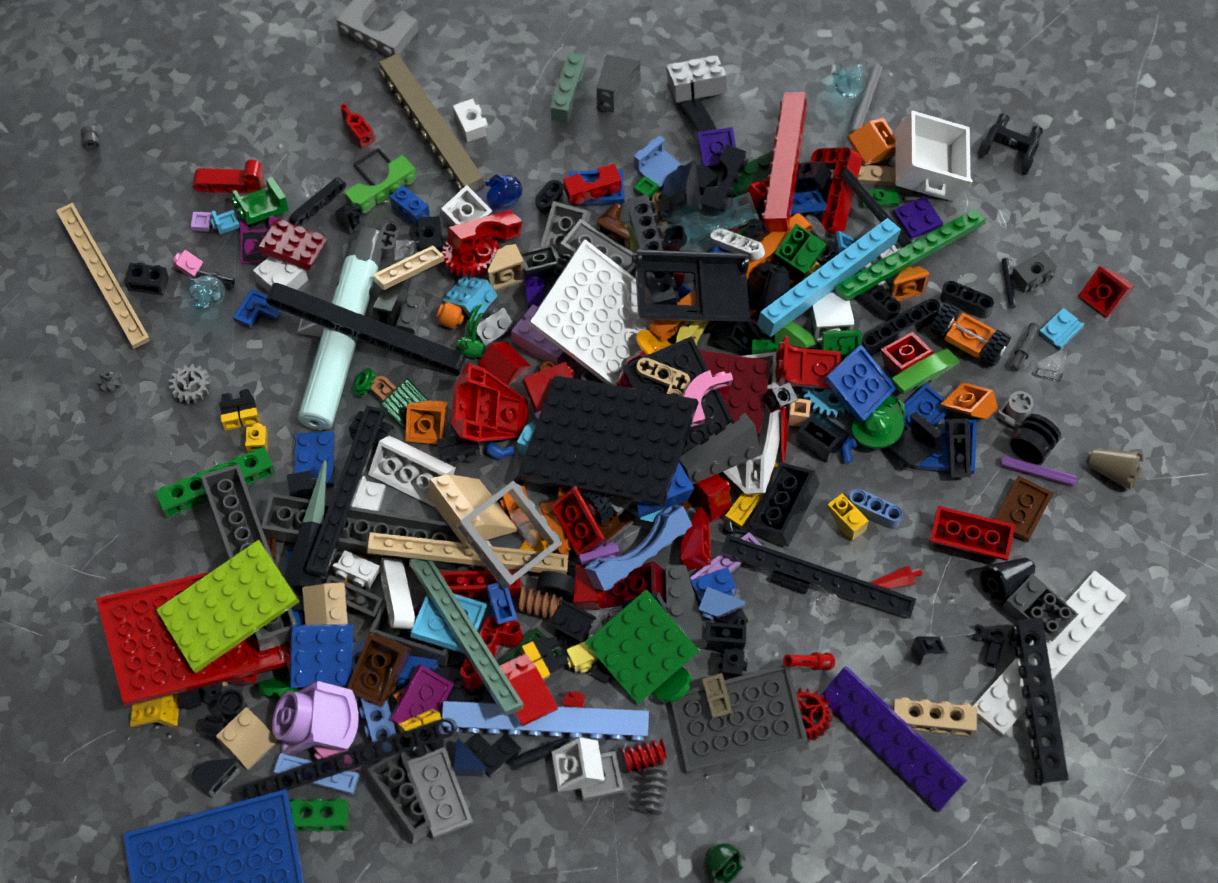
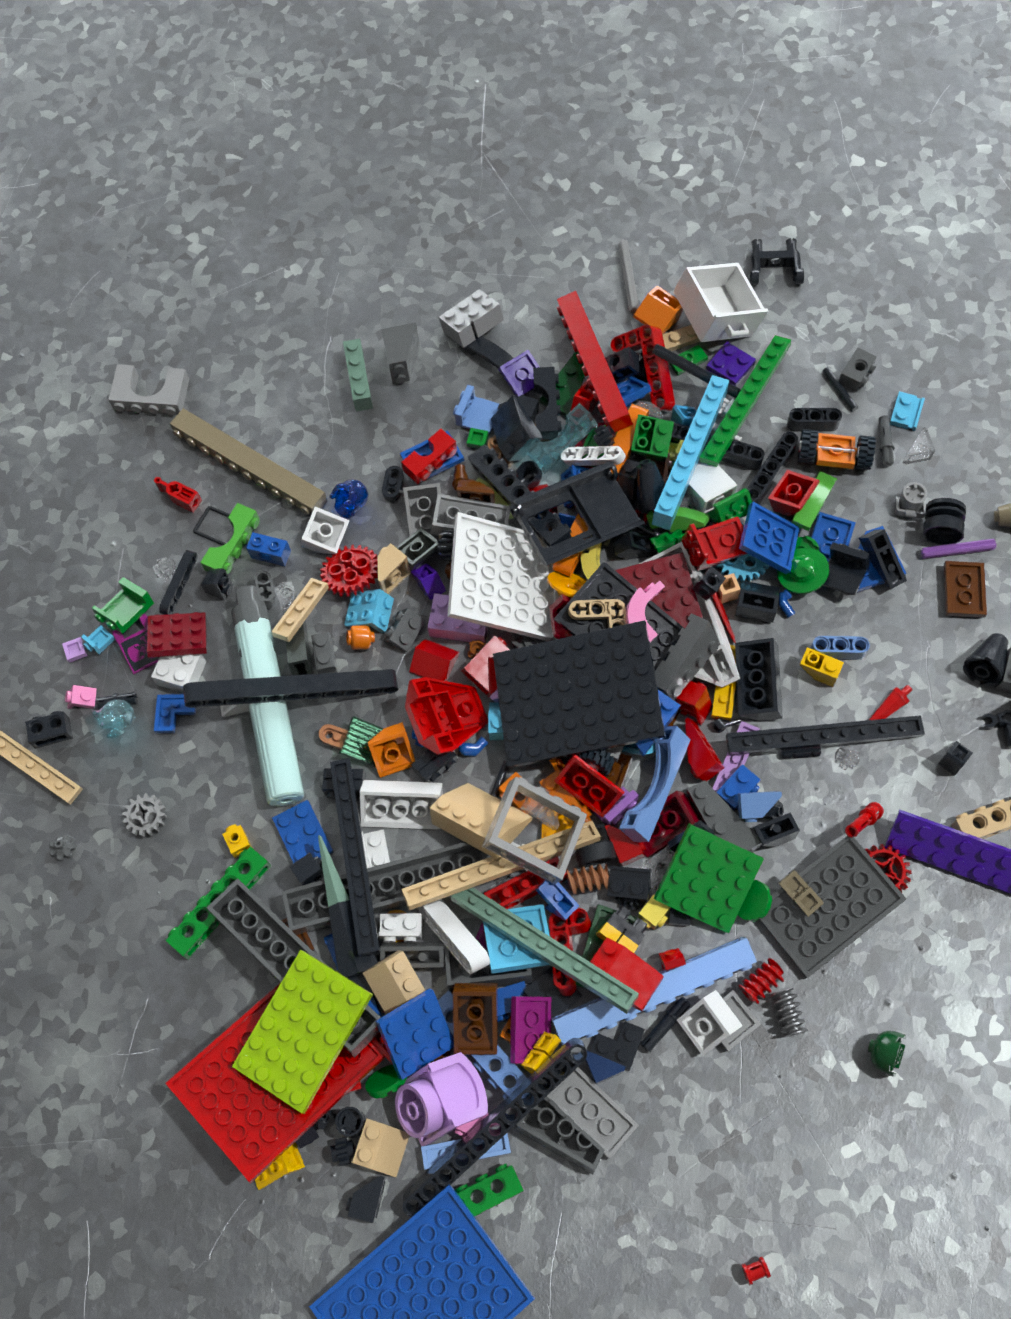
camera: 20 degrees left, 5 degrees up
(228, 180) = (82, 598): red beam -> none
(232, 407) = (197, 821): hips -> none
(364, 382) = (314, 732): green gear -> none
(430, 228) = (300, 560): black brick -> none
(470, 120) = (286, 451): white brick -> none
(470, 346) = (393, 659): green plant -> none
(500, 225) = (364, 530): red arch -> none
(733, 663) = (795, 854): black brick -> none
(849, 82) = (608, 265): clear light blue hair -> none
(910, 283) = (759, 424): orange slope -> none
(971, 401) = (869, 510): orange slope -> none
(972, 533) = (938, 633): red slope -> none
(1106, 290) = (927, 360): red slope -> none

